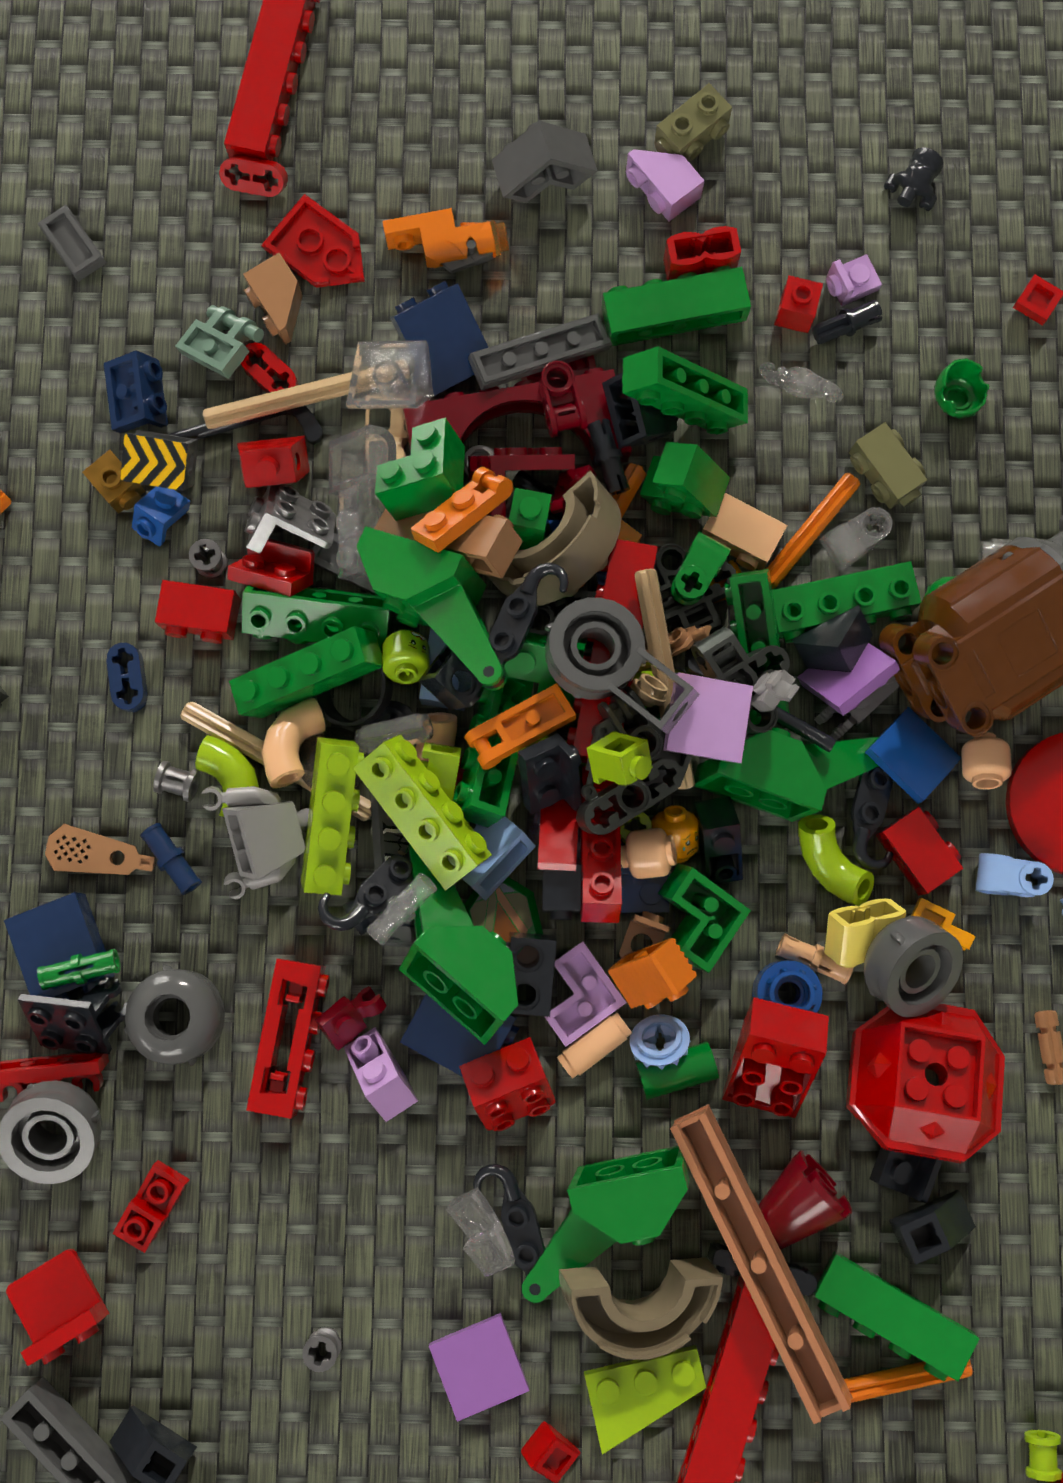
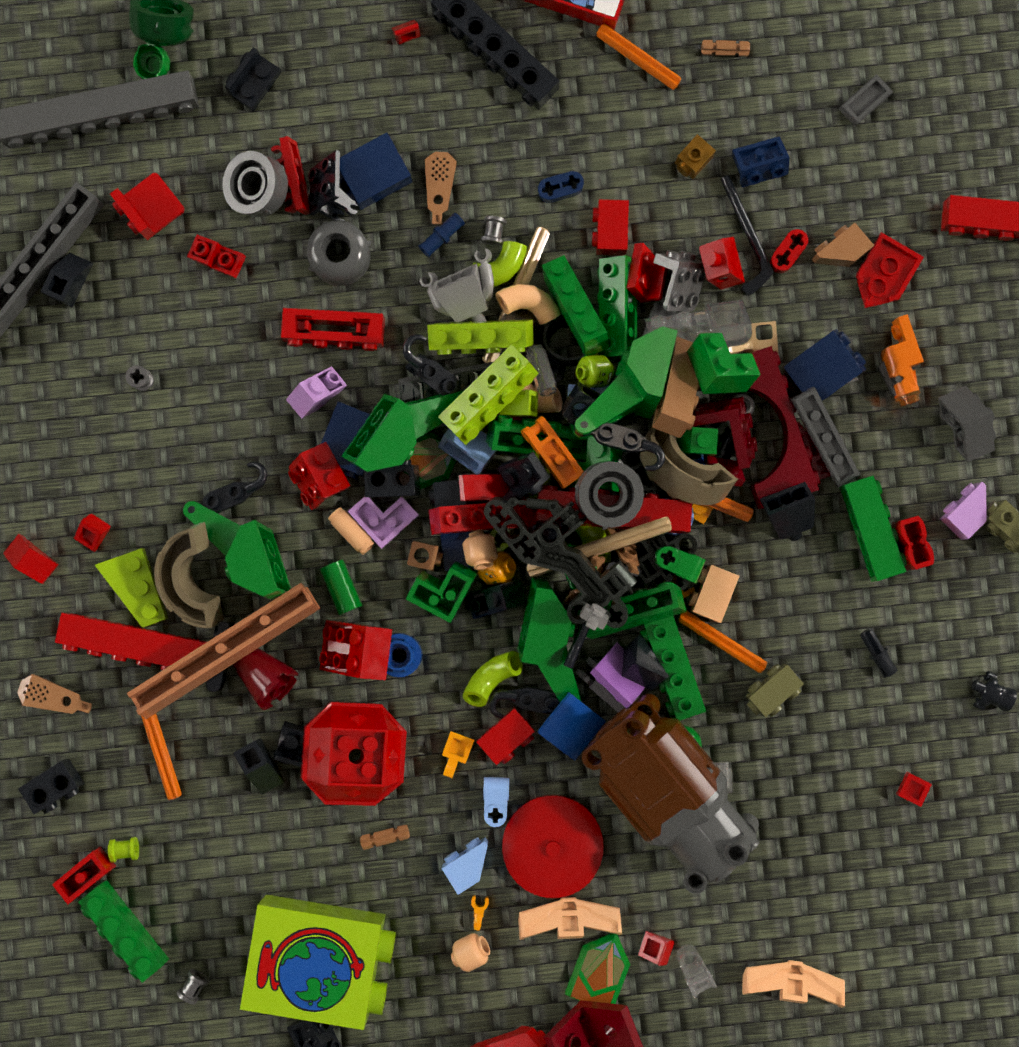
camera: 85 degrees right, 5 degrees up
(55, 975) = (365, 201): green pin -> none
(158, 512) = (677, 190): blue bracket -> none
(159, 460) = (712, 185): piece -> none
(198, 556) = (652, 222): flat silver bush -> none
(217, 350) = (798, 210): sand green plate -> none
(254, 167) = (931, 219): red beam -> none
(277, 401) = (774, 279): tan axle -> none
(345, 1017) = (348, 365): dark red plate -> none
(390, 375) = (790, 334): clear slope -> none
(401, 908) = (422, 389): clear pin -> none
(462, 509) = (695, 394): orange plate -> none
(479, 1367) = (139, 479): medium lavender tile -> none
(487, 1239) = (217, 475): clear slope -> none
(561, 405) = (784, 456): dark red piece -> none
(608, 457) = (752, 492): black pin -> none
(619, 759) = (530, 523): lime brick -> none
(645, 1037) = (361, 564): light blue gear -> none
(649, 690) = (587, 536): tan plate -> none
(653, 974) = (400, 562): orange brick -> none
(679, 707) = (568, 550): dark grey piece -> none
(684, 390) = (805, 539): green brick -> none
(684, 482) = (741, 548): green brick -> none
(714, 722) = (570, 575): lavender tile -> none
(798, 304) = (886, 616): red brick -> none
(801, 382) = (829, 623): clear piece -> none
(813, 957) = (425, 672): light nougat pin -> none
(852, 279) = (911, 654): lavender bracket -> none
(853, 540) = (717, 669): clear piece -> none
(855, 927) = (445, 702): light yellow brick -> none
(896, 1316) = (199, 744): green brick -> none
(912, 965) = (425, 734): dark grey piece -> none
(961, 389) = (838, 738): green hair -> none
(986, 761) = (573, 777): light nougat head -> none

